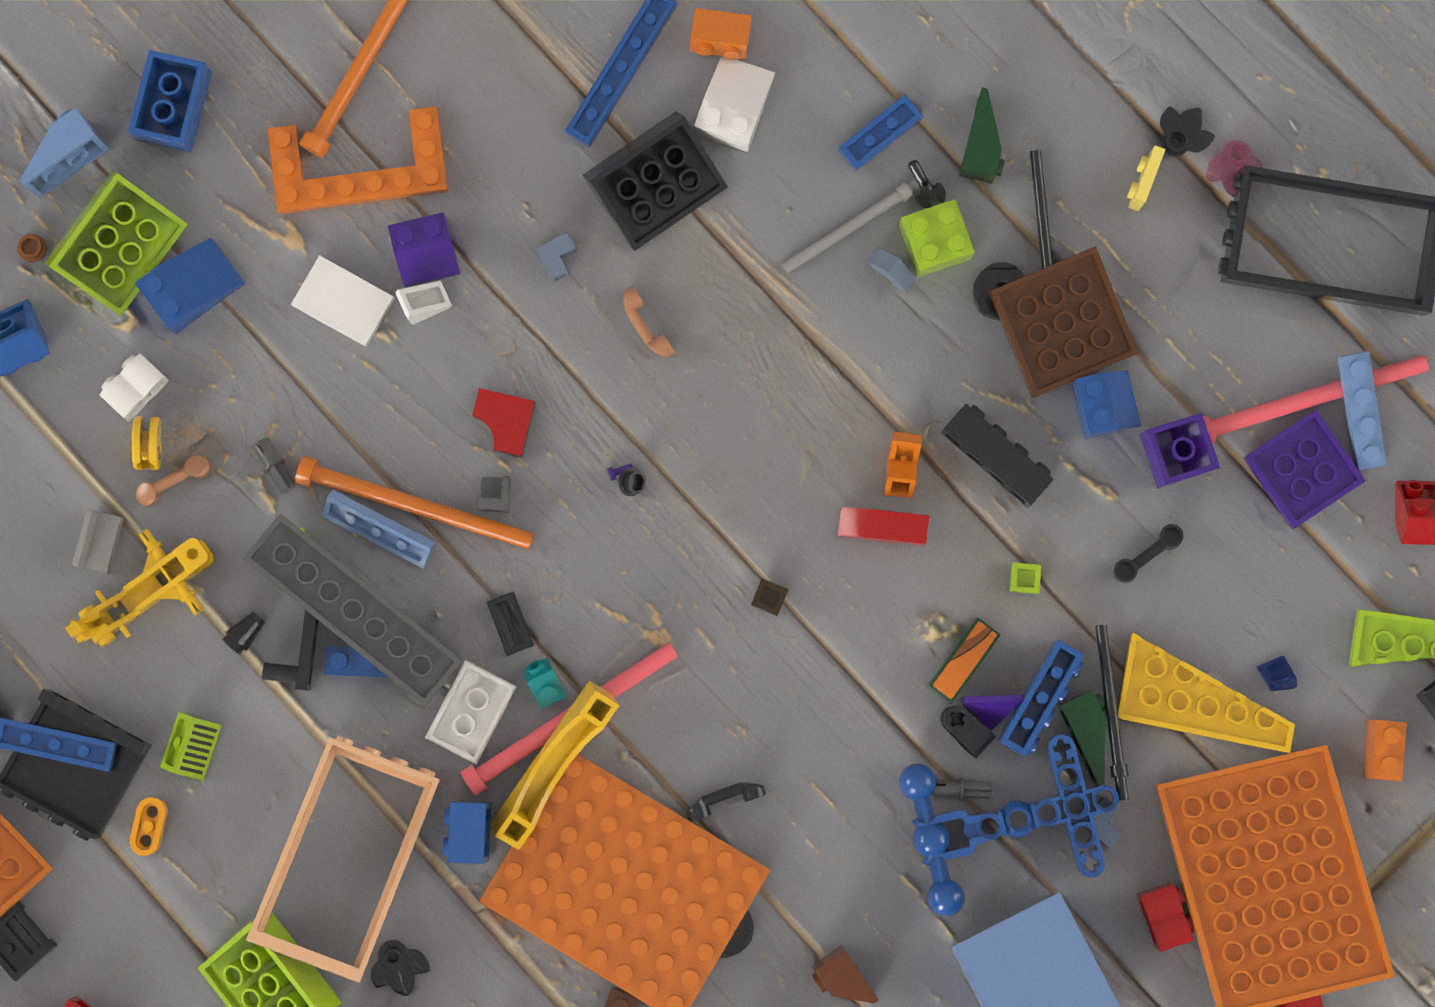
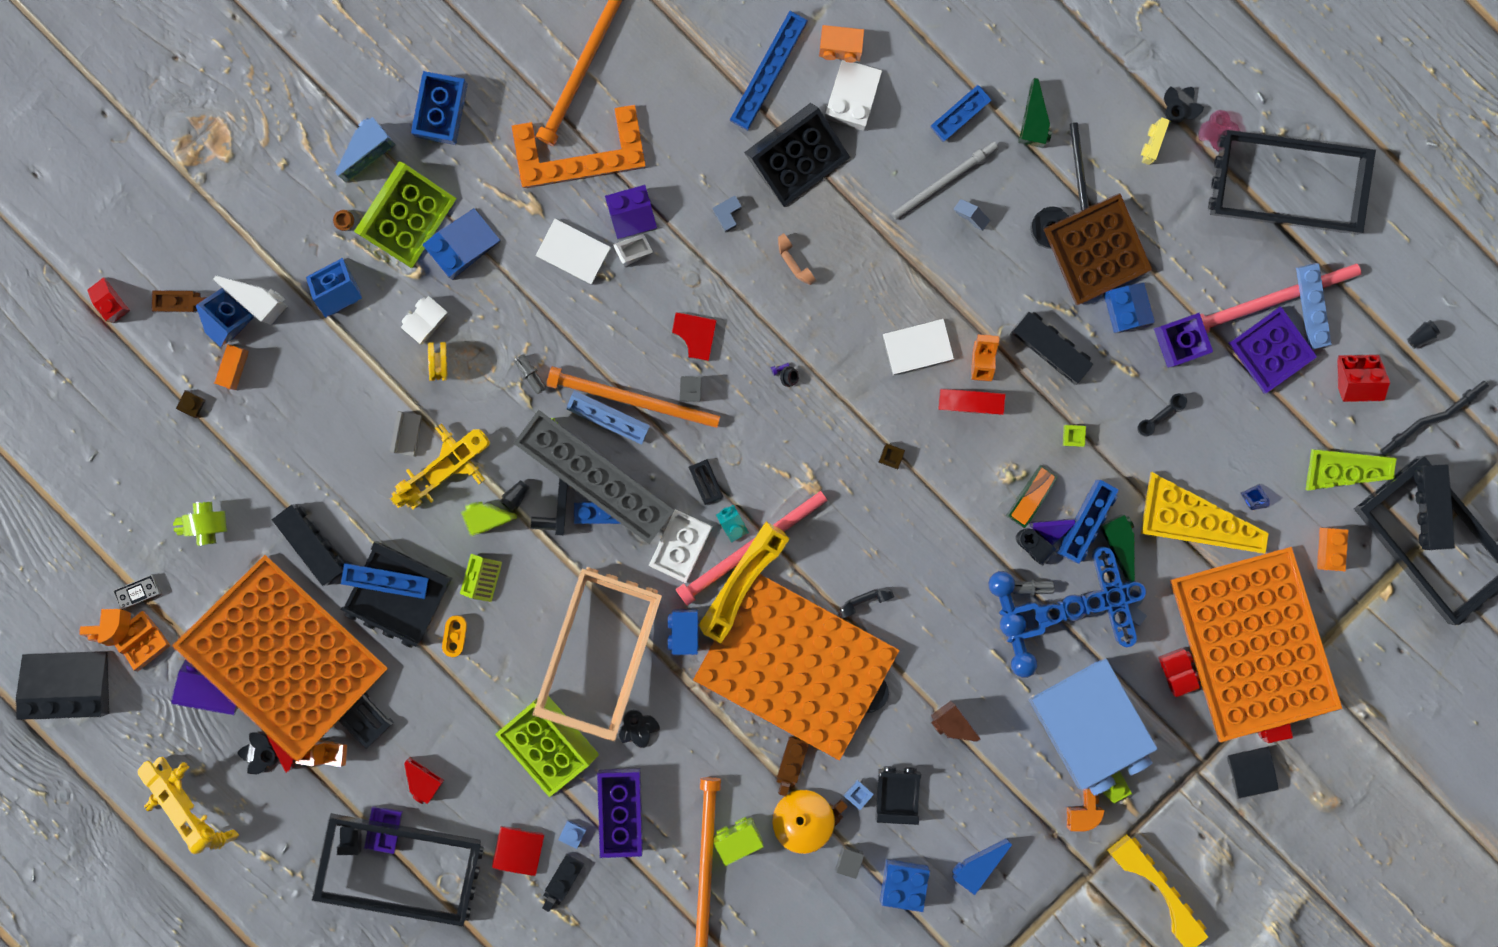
camera: 10 degrees left, 5 degrees up
(195, 466) = (473, 376): nougat bar -> none
(197, 661) = (484, 517): none -> lime slope
(812, 447) = (918, 346): none -> white tile
(926, 186) = (995, 152): black bar -> none
(936, 238) = (1003, 190): lime brick -> none
(1118, 769) = (1144, 570): black bar -> none

